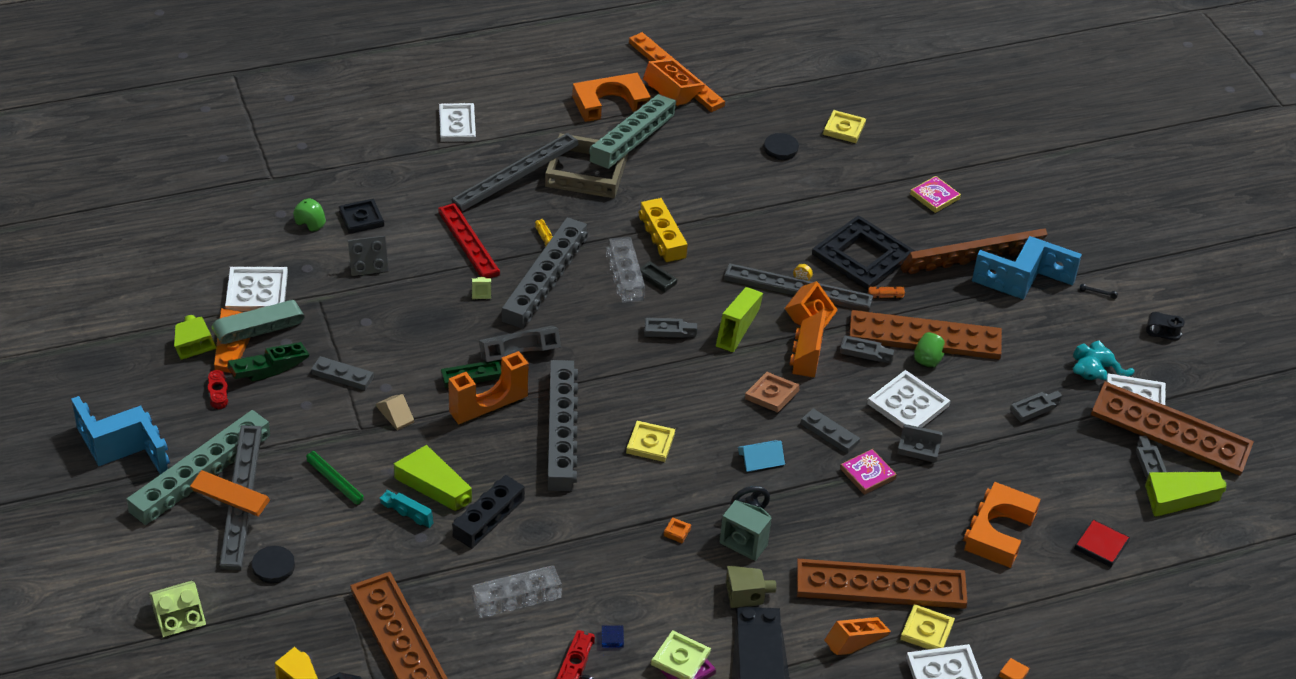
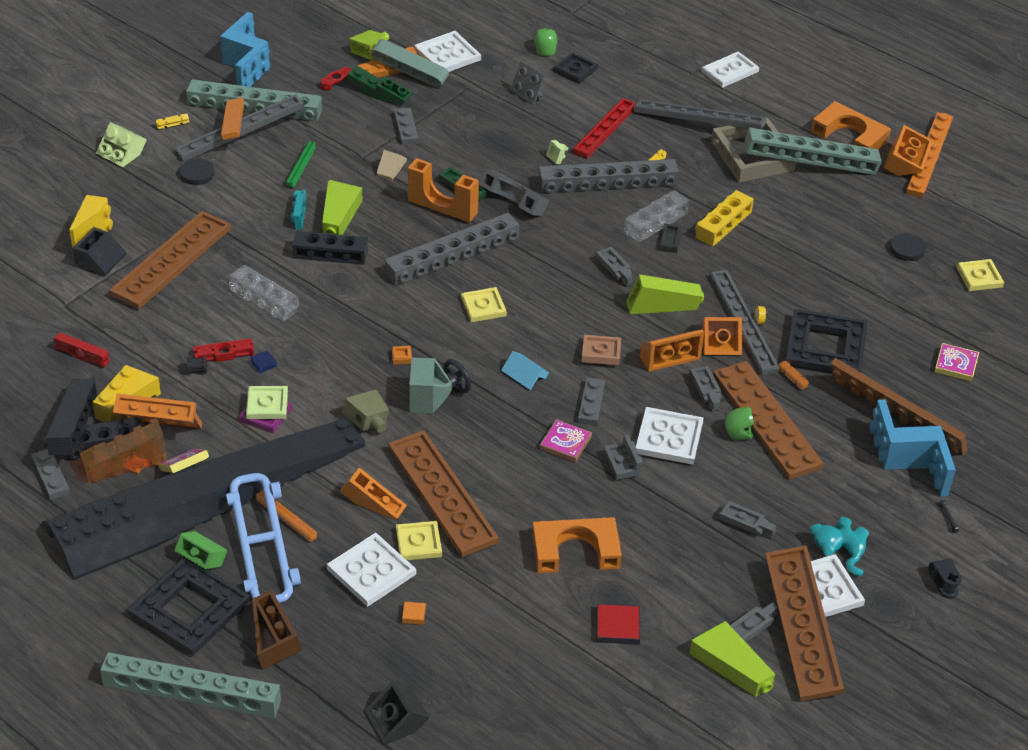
camera: 60 degrees right, 0 degrees up
(169, 549) = (172, 121): none -> yellow axle

